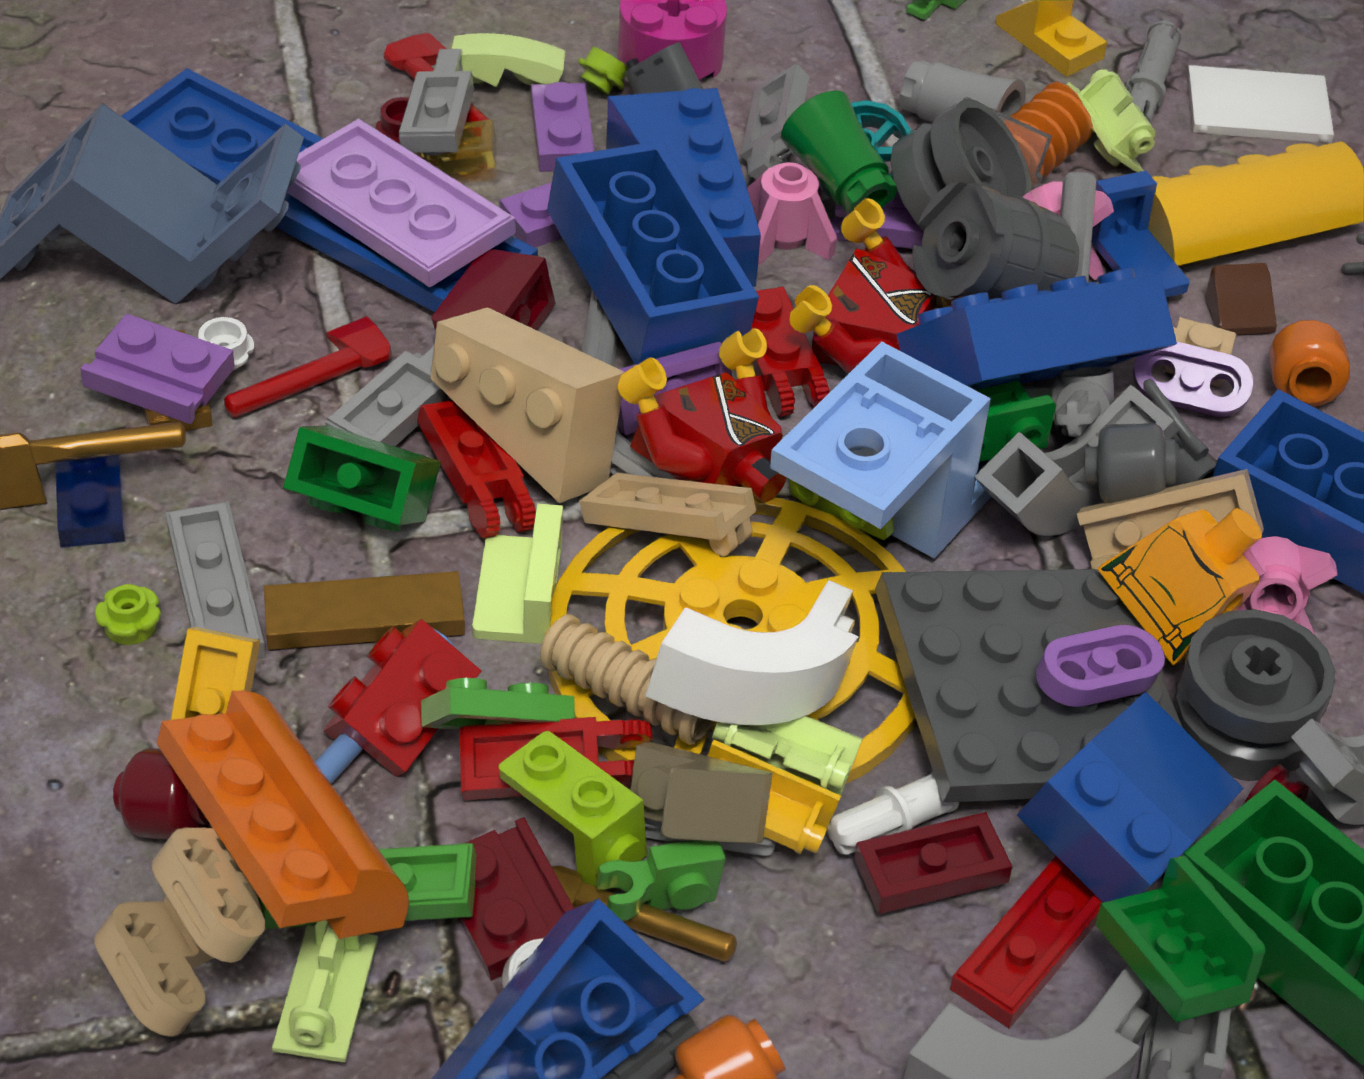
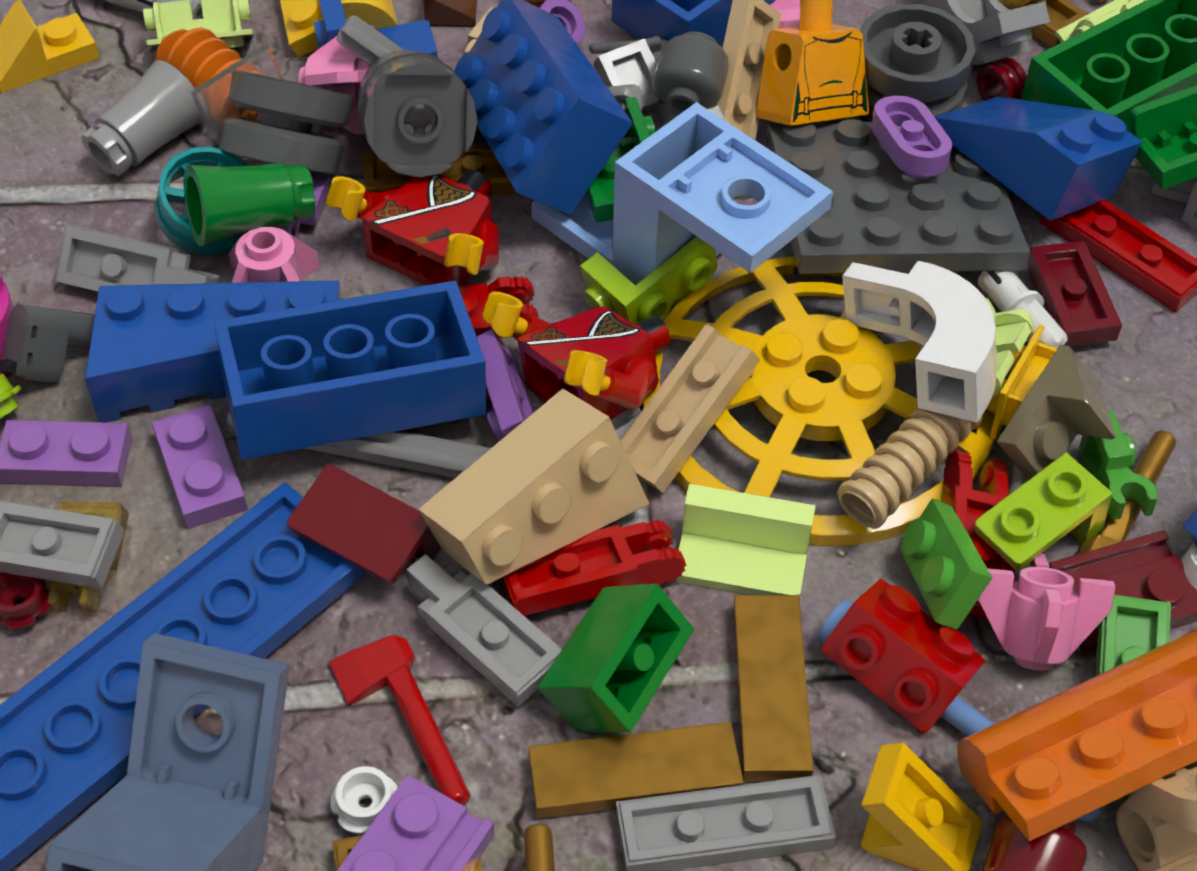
camera: 80 degrees left, 5 degrees up
(265, 515) = (609, 769): none -> pearl gold tile
(398, 203) = (200, 587): lavender tile -> none
(451, 793) = (1041, 614): none -> bright pink brick

